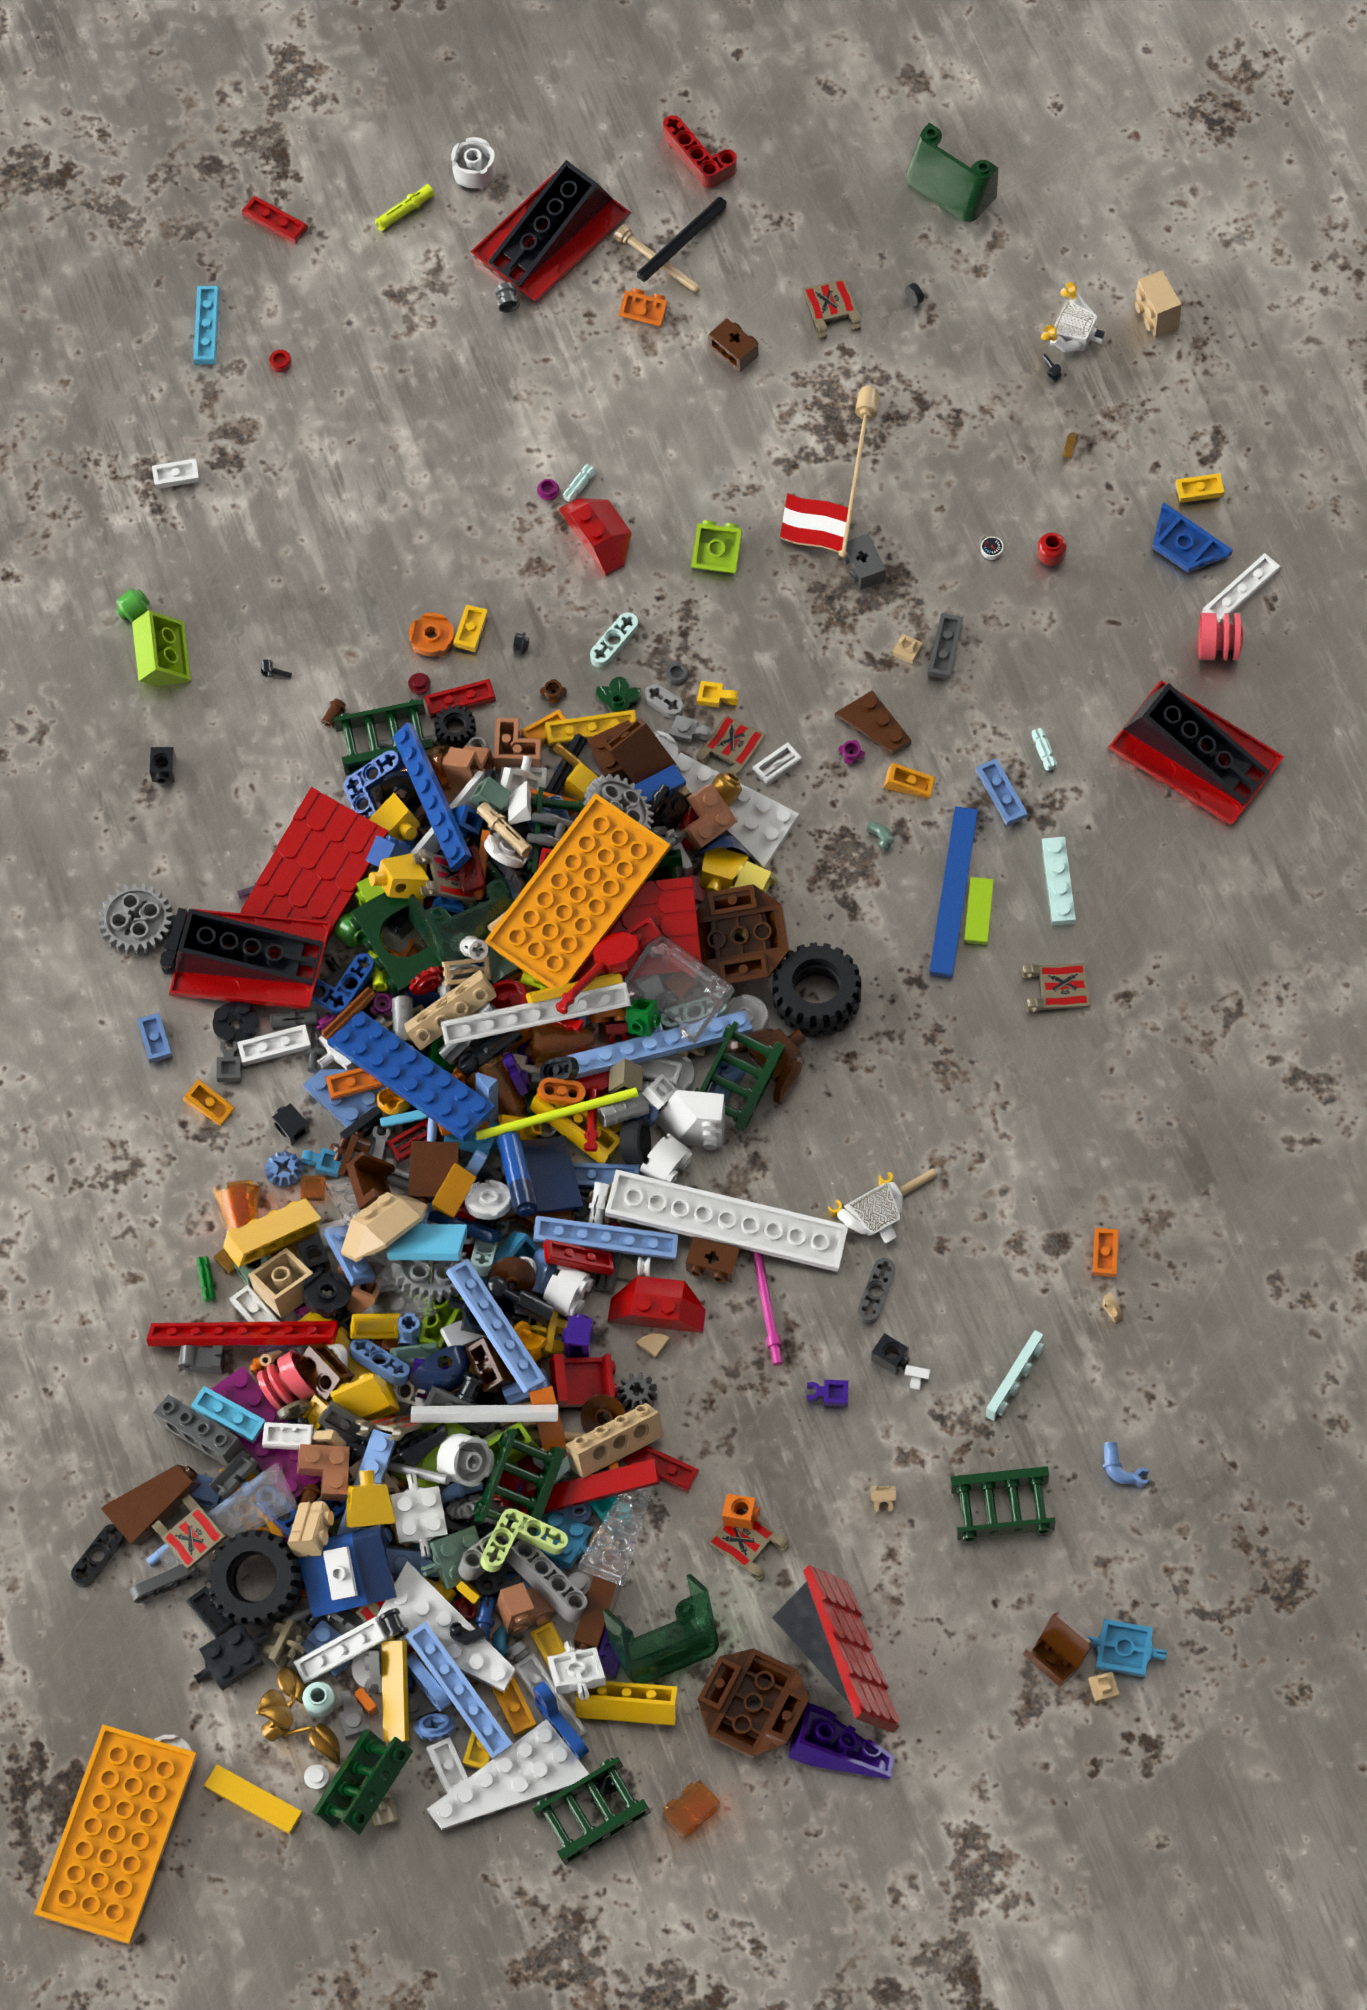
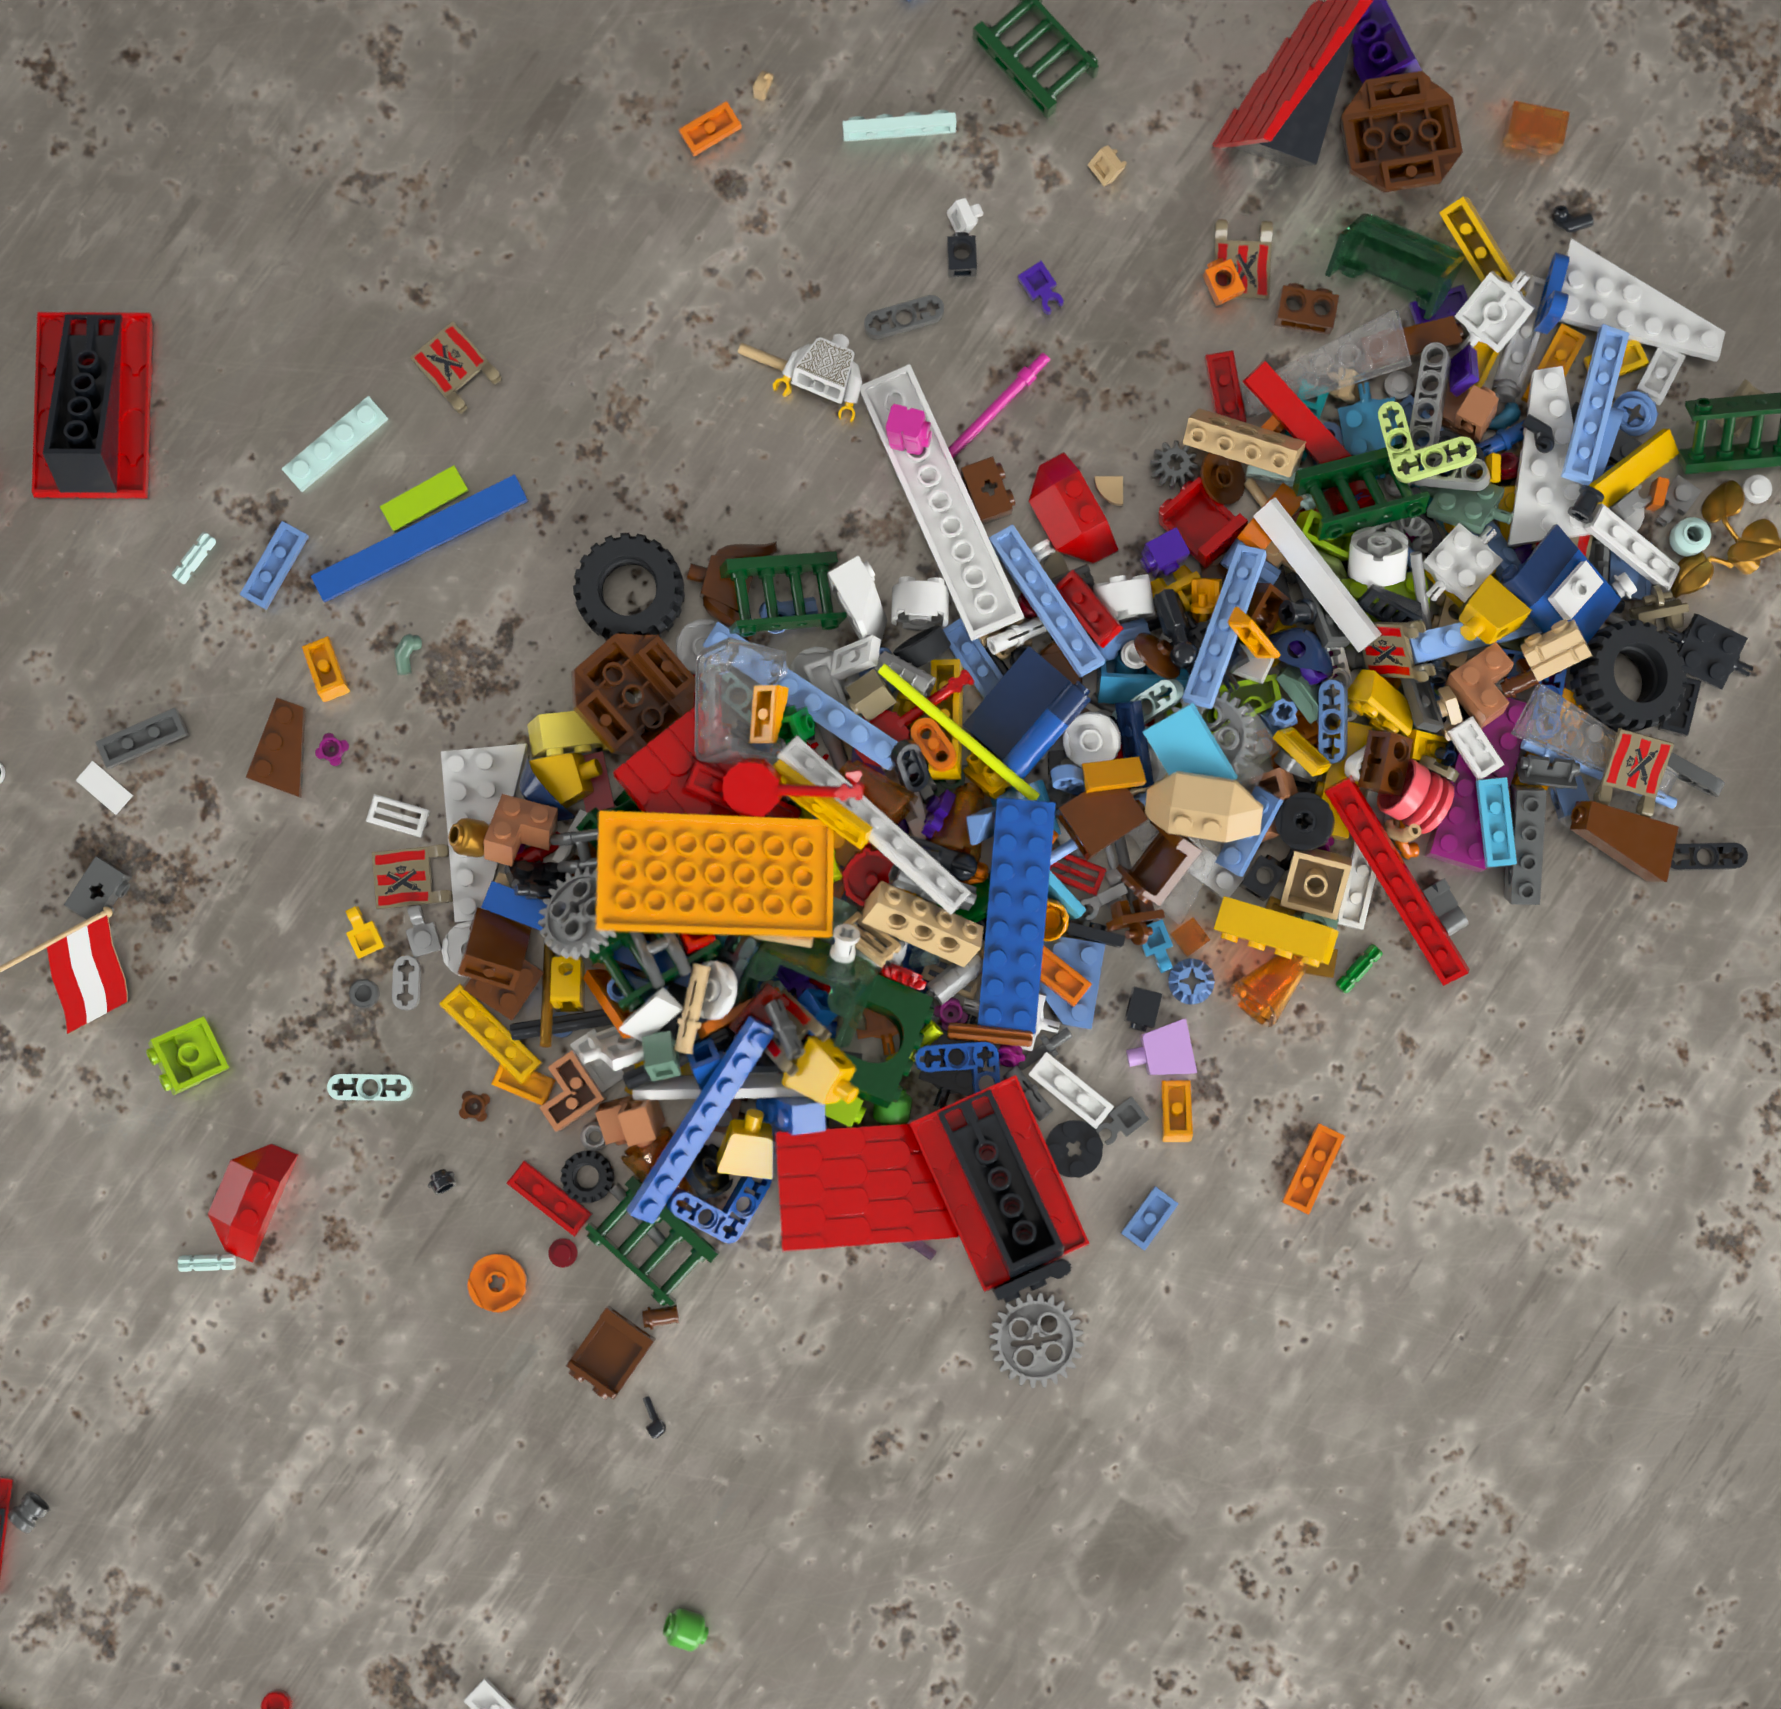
camera: 130 degrees left, 20 degrees up
(102, 1158) = (1313, 1168): none -> orange plate
(161, 649) = (716, 1556): lime slope -> none
(162, 756) = (841, 1460): black brick -> none
(251, 1119) = (1165, 1050): none -> lavender torso
(320, 1626) = (1623, 586): none -> white plate
(334, 670) = (610, 1353): none -> reddish brown panel
(446, 869) = (784, 1029): none -> dark grey pin
(470, 628) = (461, 1247): yellow plate -> none
(476, 1336) = (1251, 635): none -> light orange slope
(548, 490) = (238, 1289): magenta plate -> none
(552, 1622) = (1463, 370): none -> dark purple plate
(612, 1823) = (1627, 195): dark green fence -> none
(618, 694) = (427, 1037): dark green plate -> none
(661, 1002) = (767, 713): none -> light orange slope
(674, 1553) = (1306, 317): none -> reddish brown brick
(788, 1221) = (908, 429): none -> dark pink brick
(907, 649) = (170, 777): tan tile -> none
(931, 608) = (104, 787): none -> white sticker

